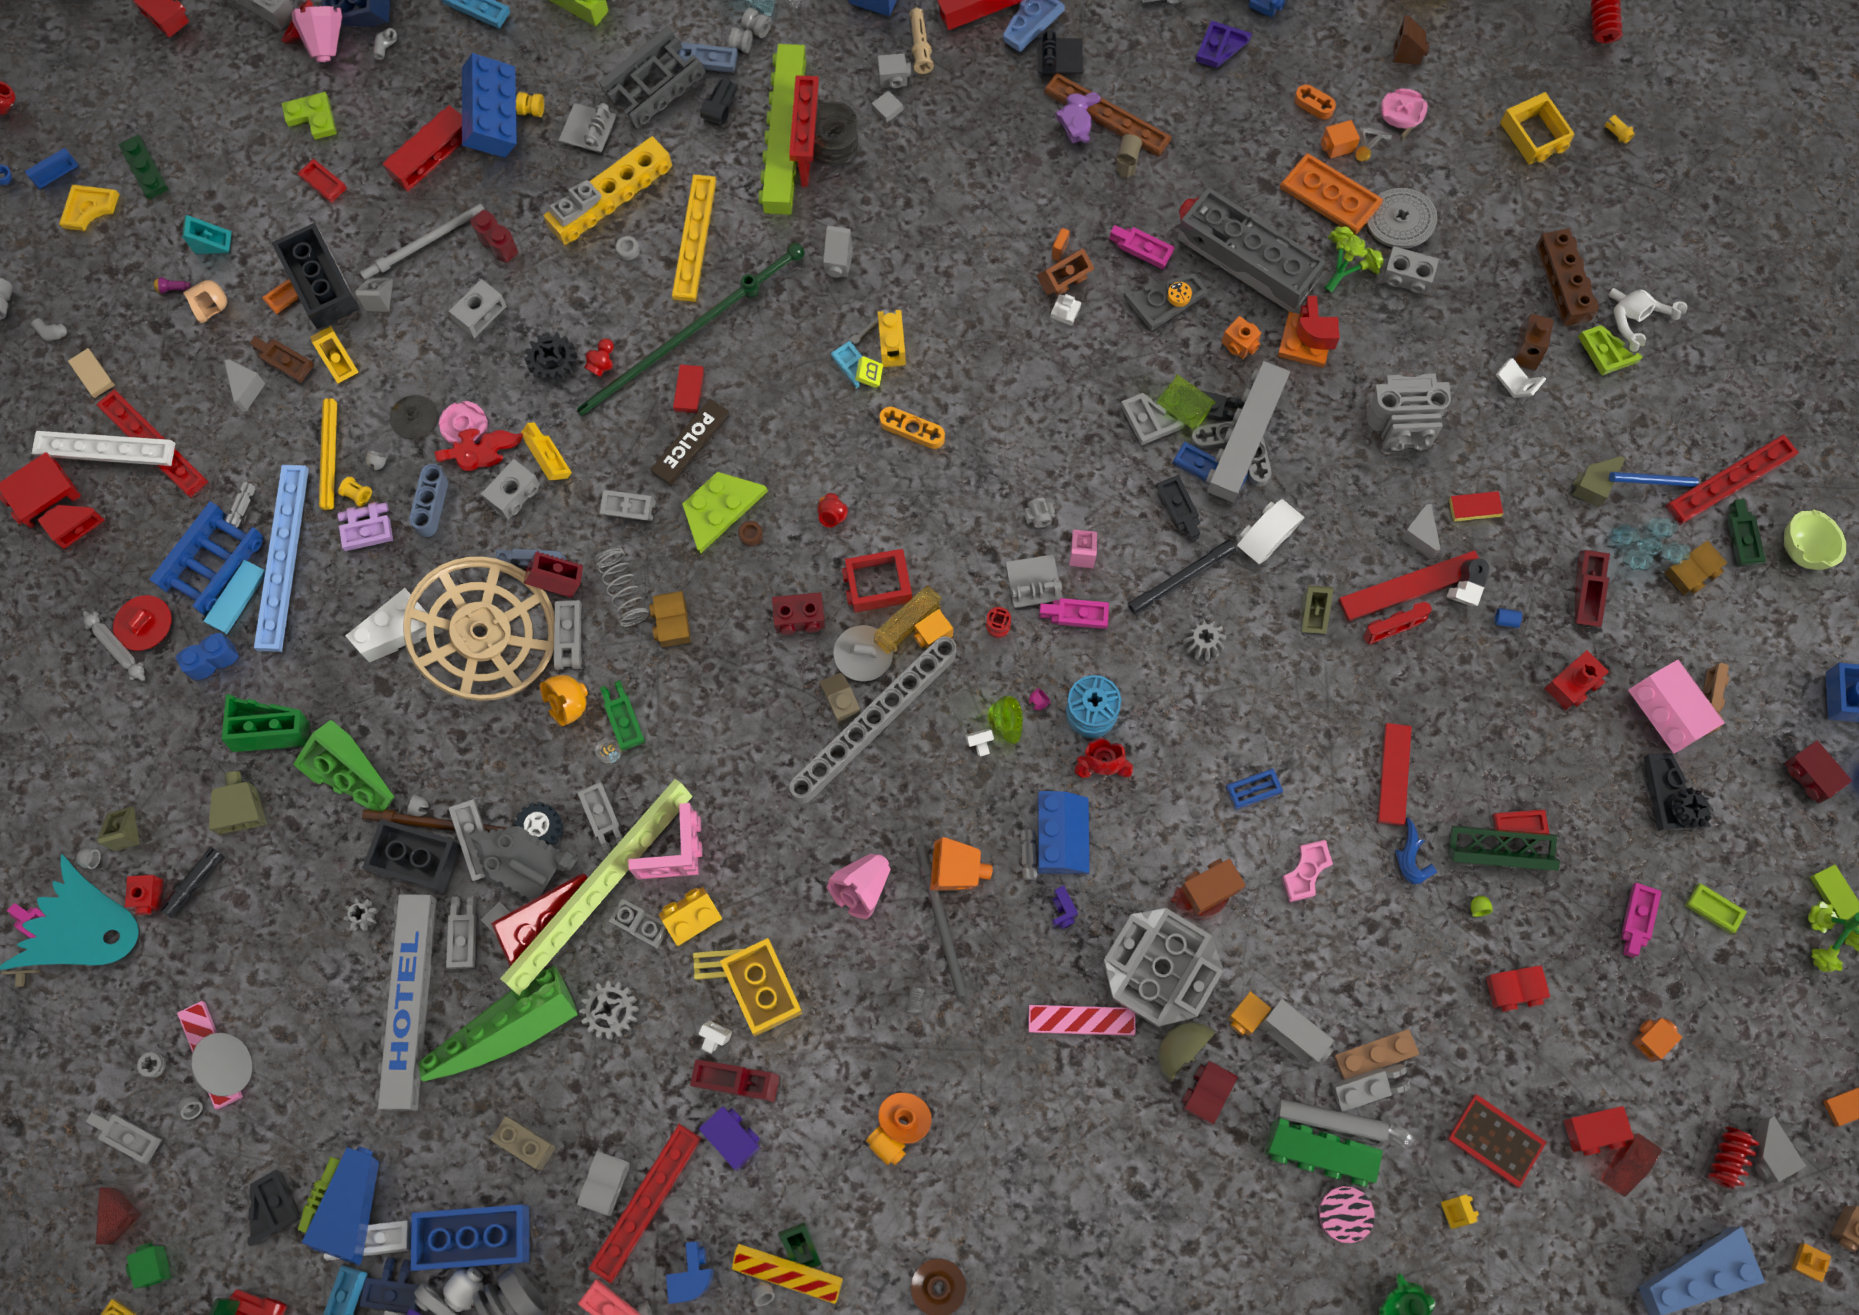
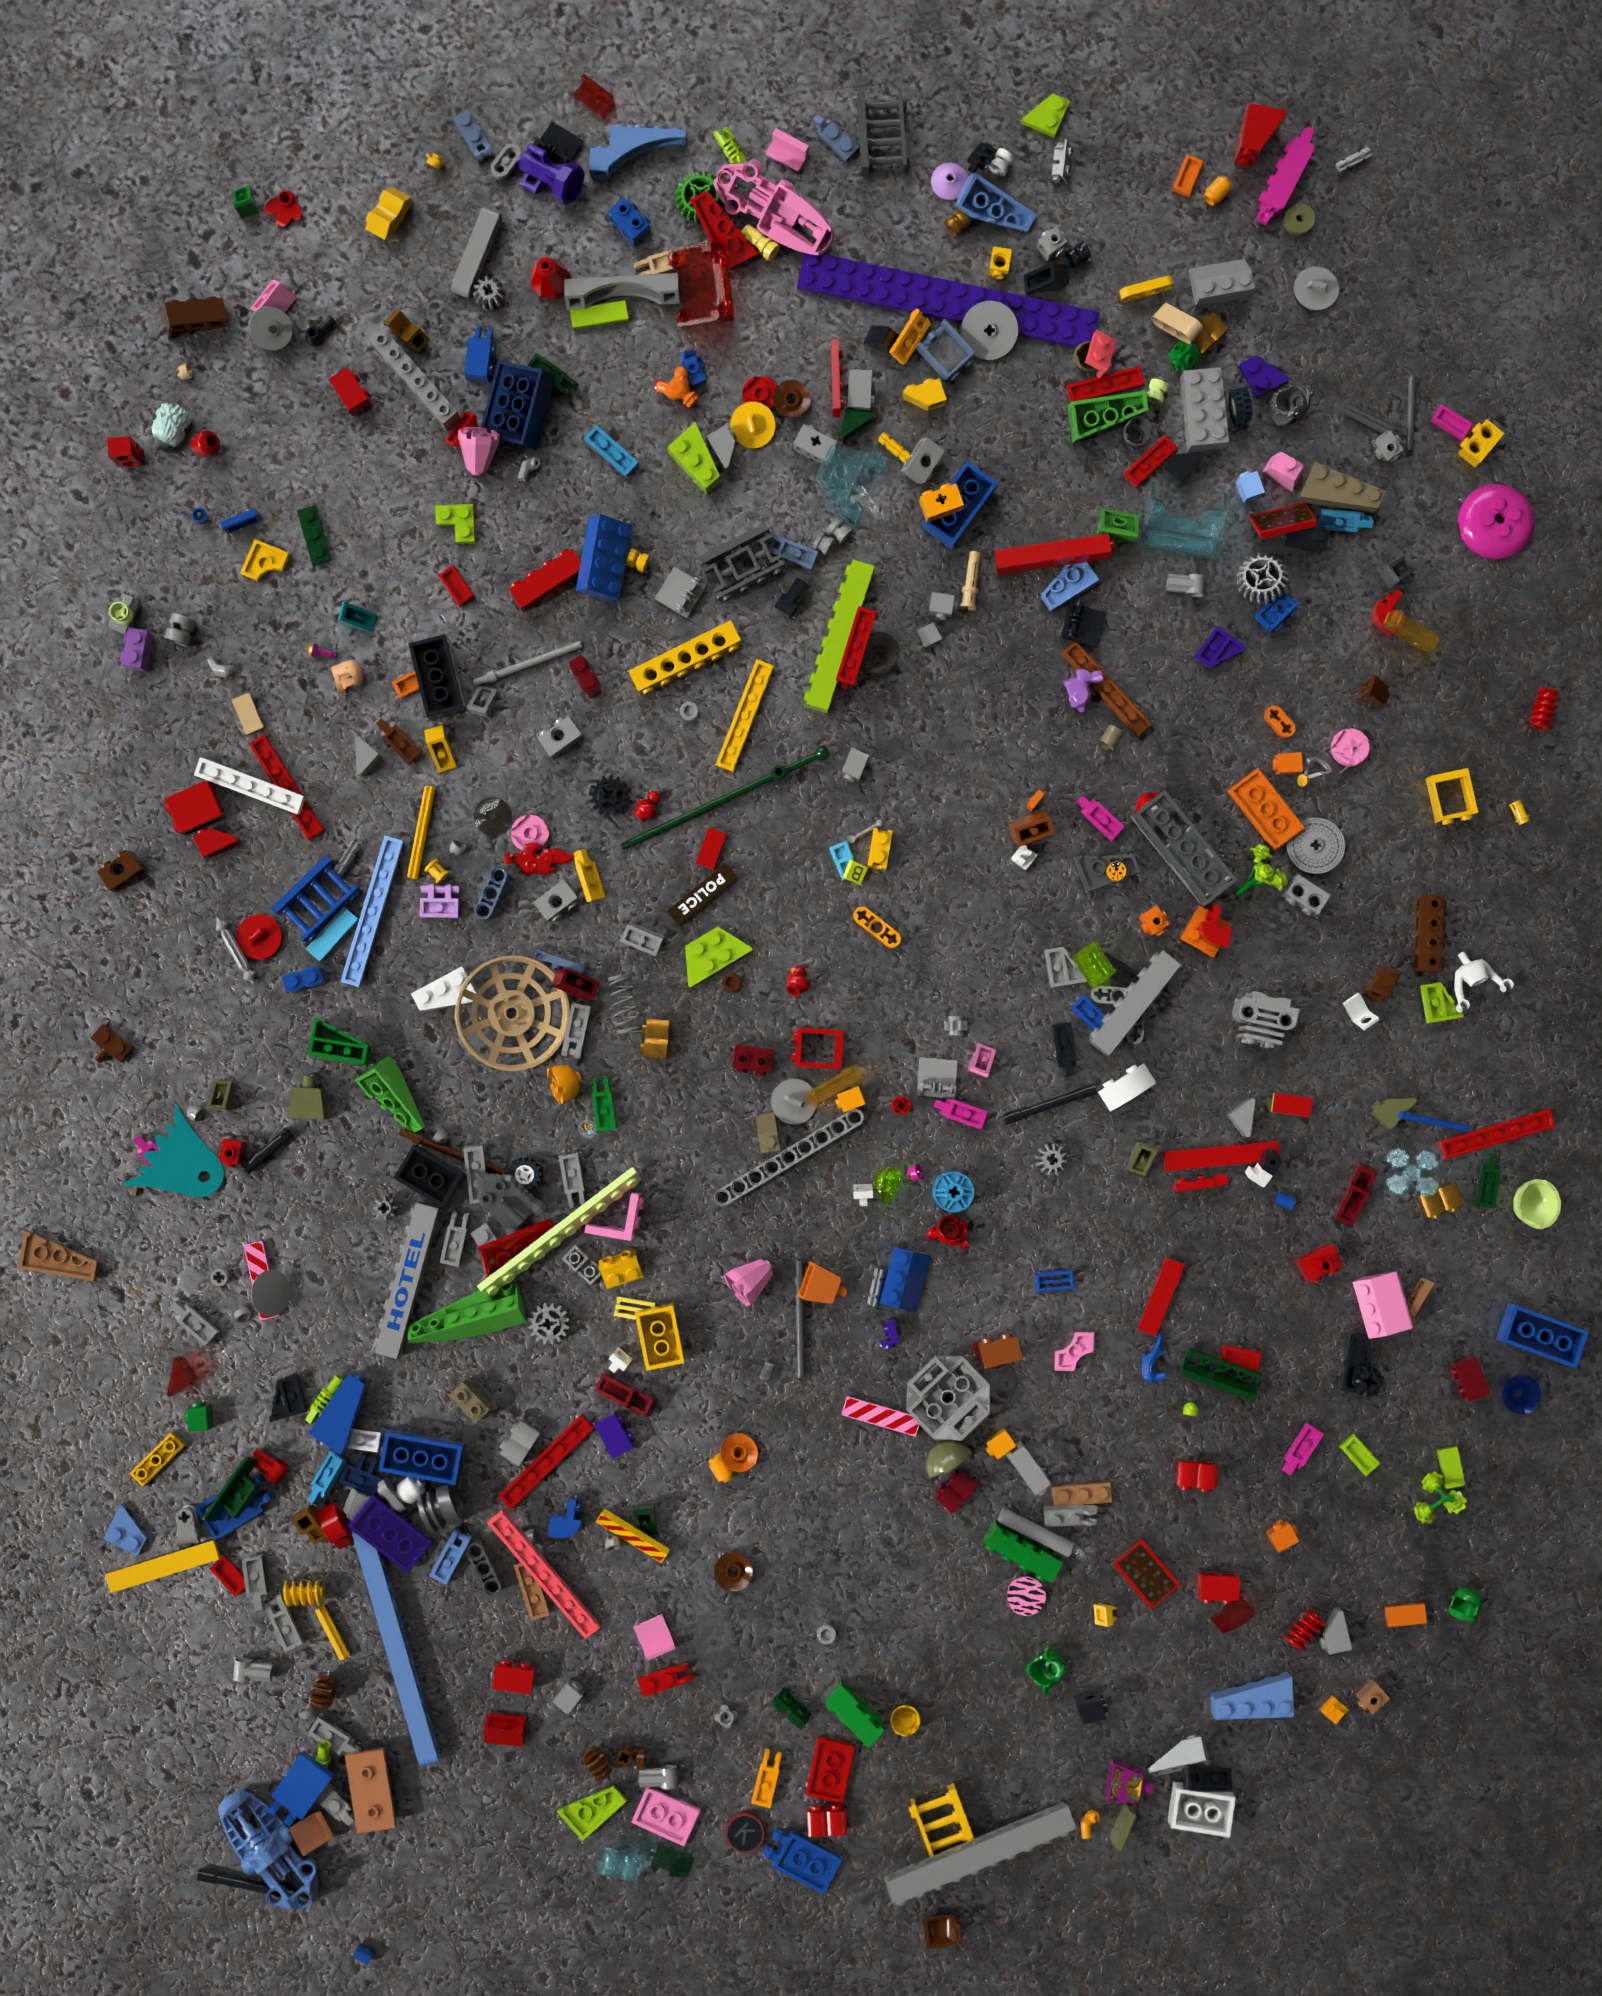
camera: 20 degrees right, 15 degrees up
(578, 201) = (656, 668): light grey slope -> none

